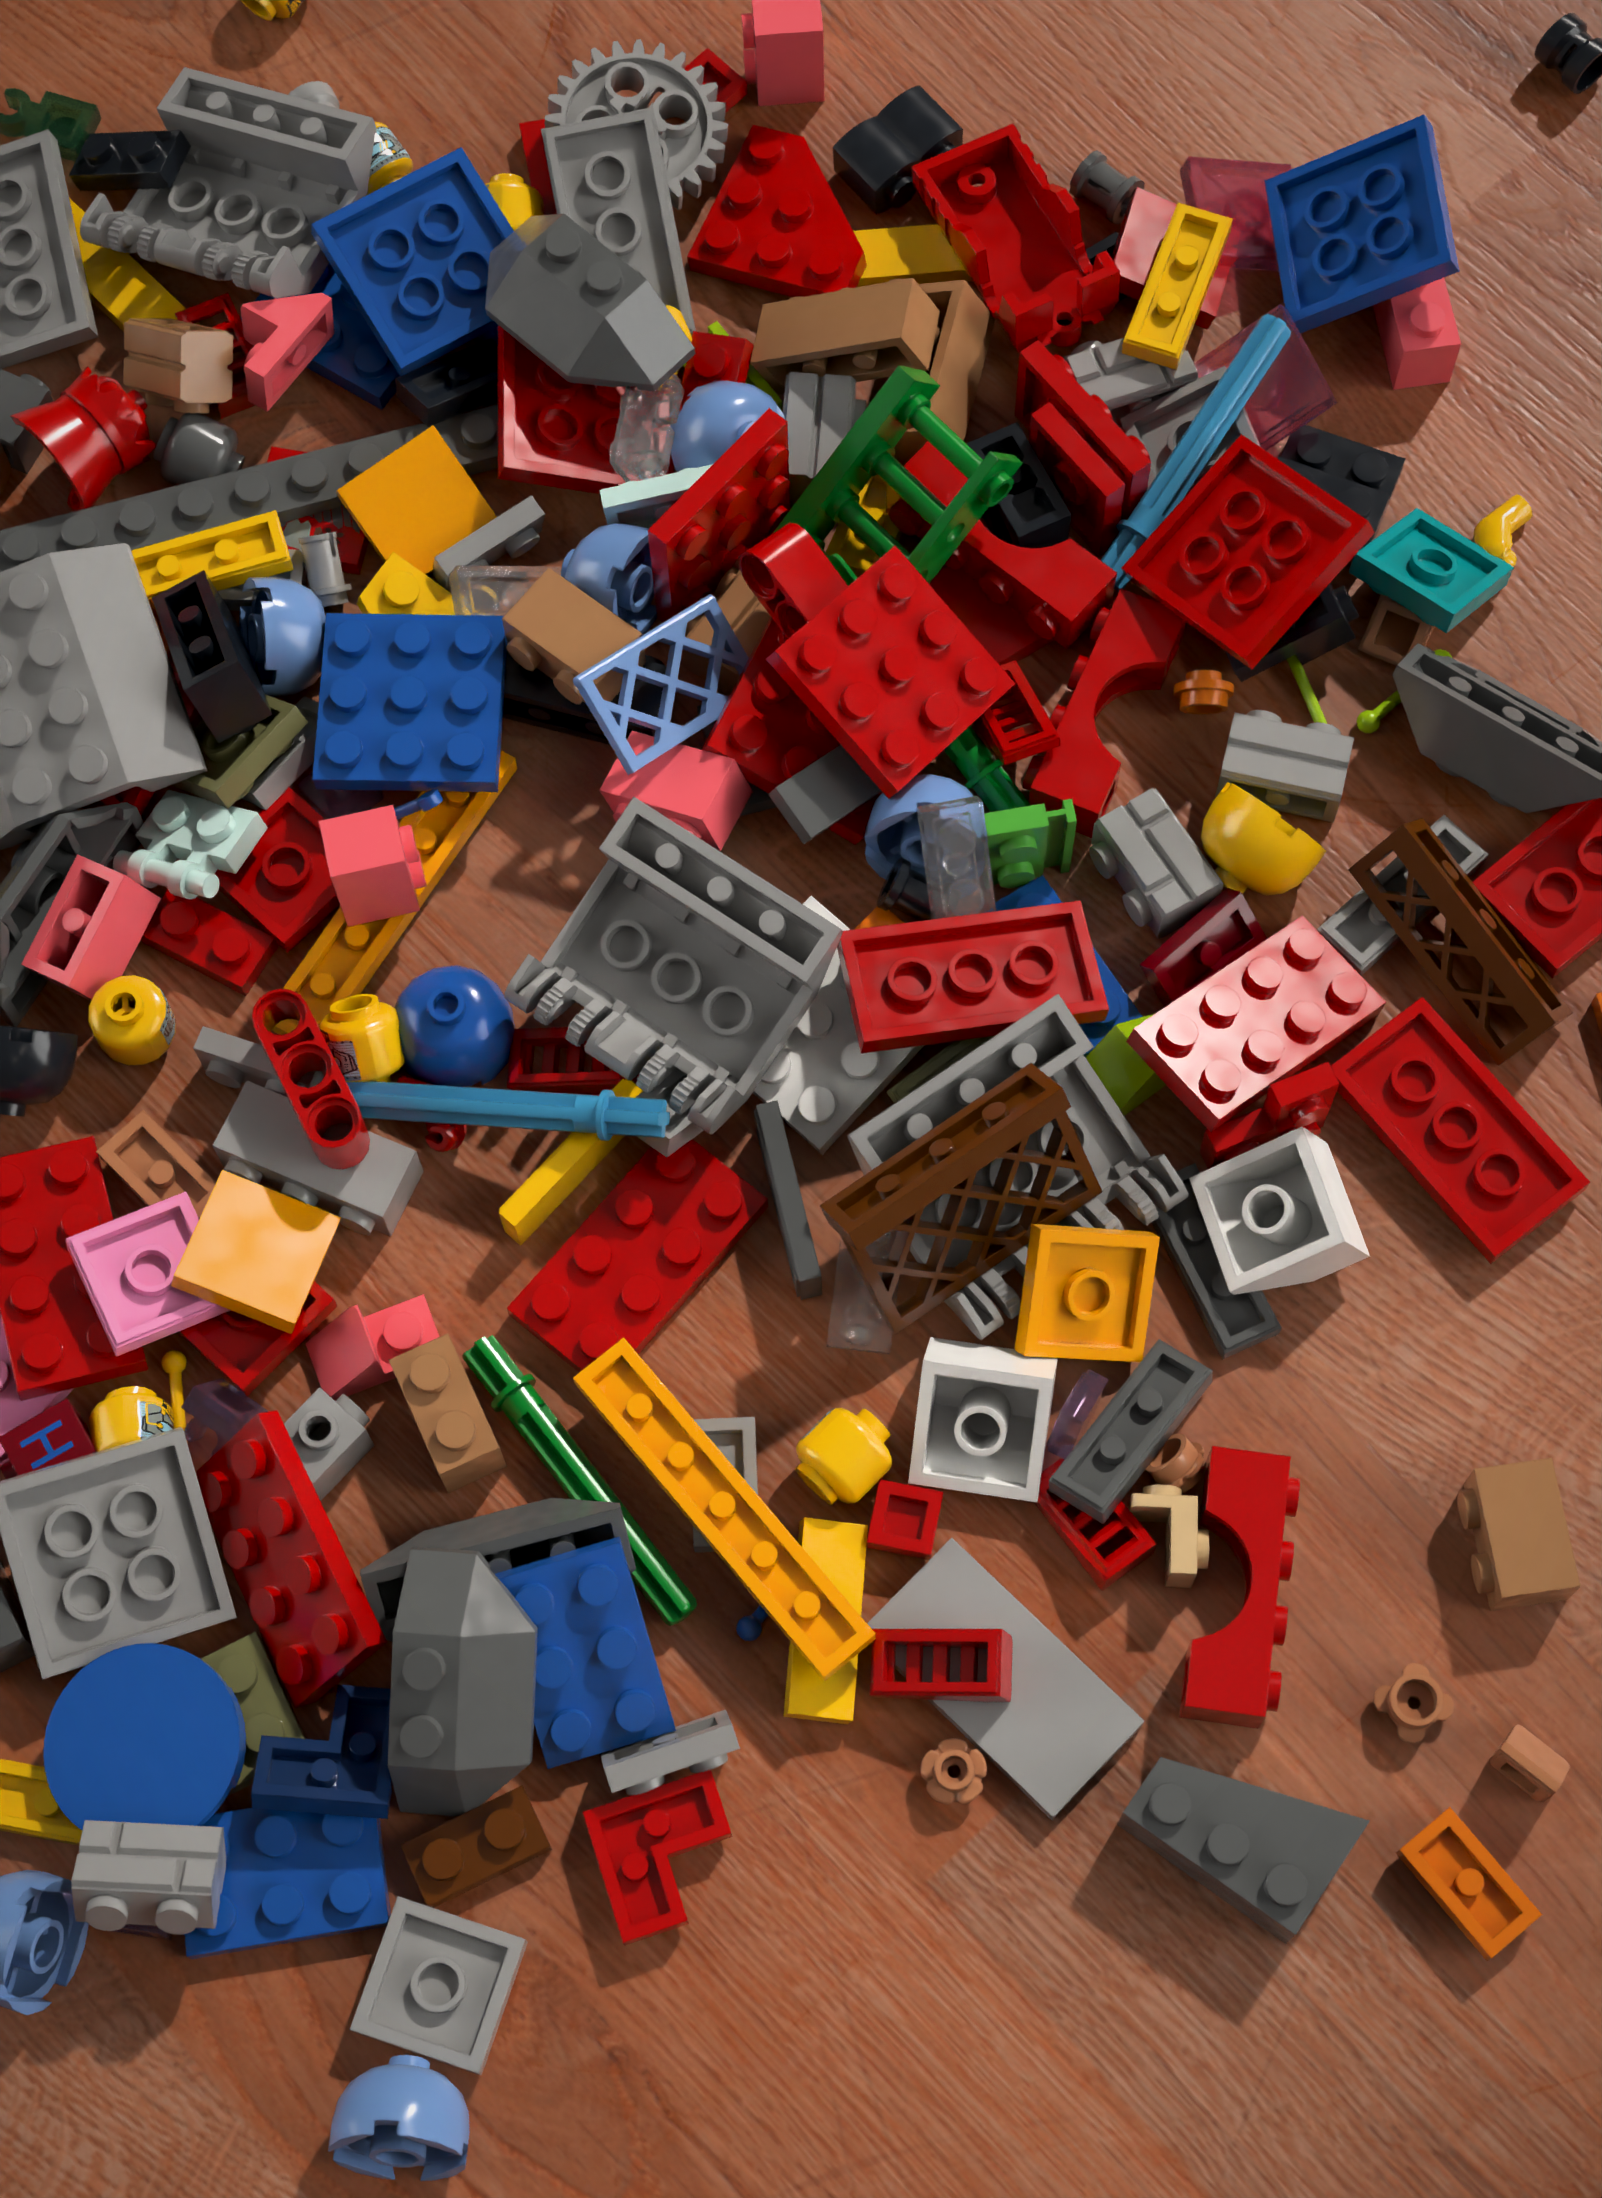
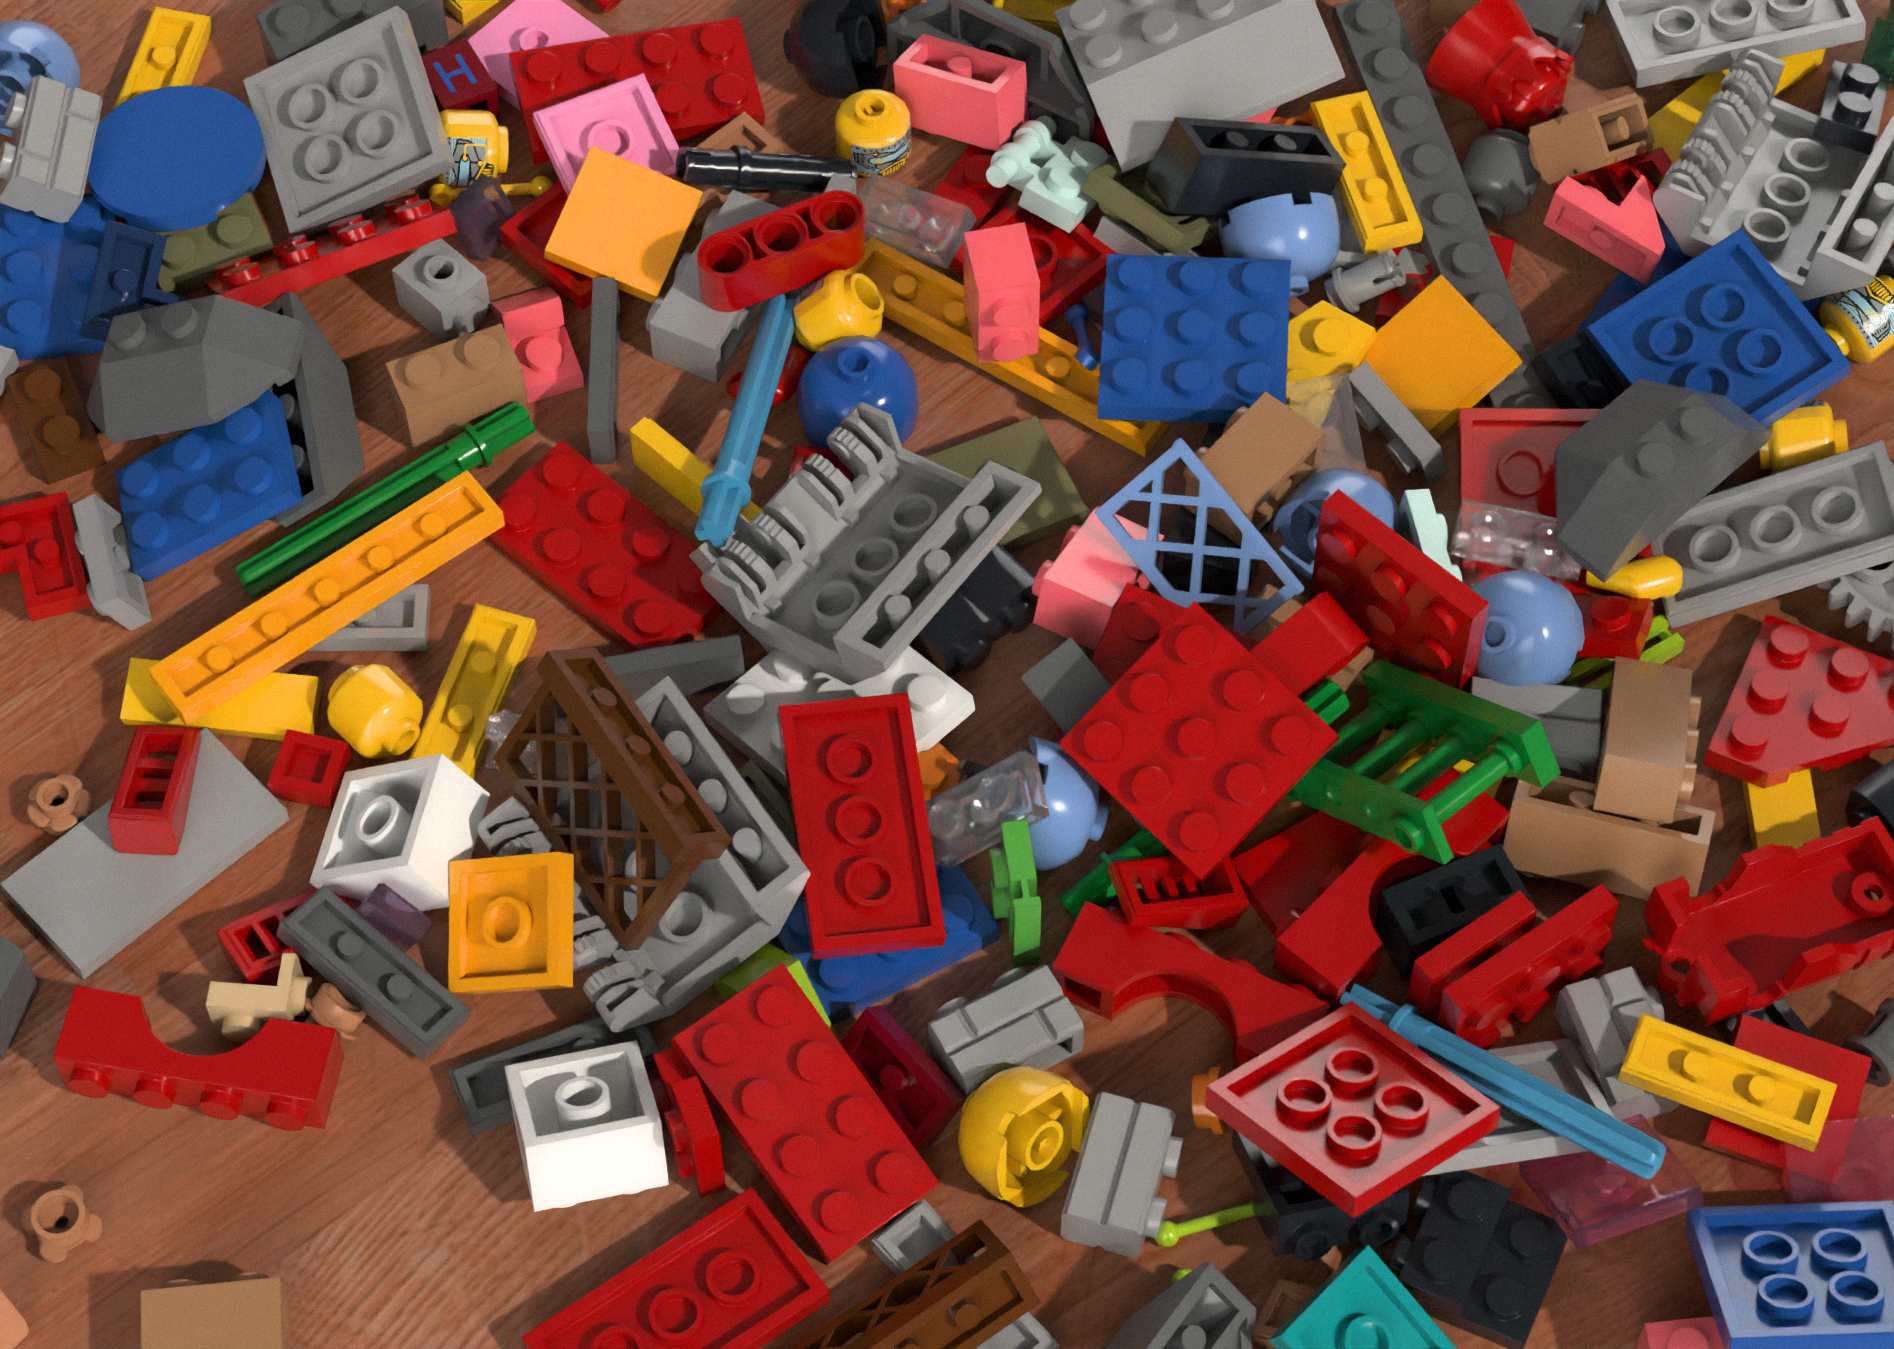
camera: 90 degrees right, 10 degrees down
(185, 1135) = (749, 169): none -> black pin
(250, 968) = (914, 220): none -> clear plate
(423, 1270) = (604, 371): none -> dark grey tile
(543, 881) = (1028, 451): none -> olive plate
(802, 1372) = (475, 686): none -> yellow tile

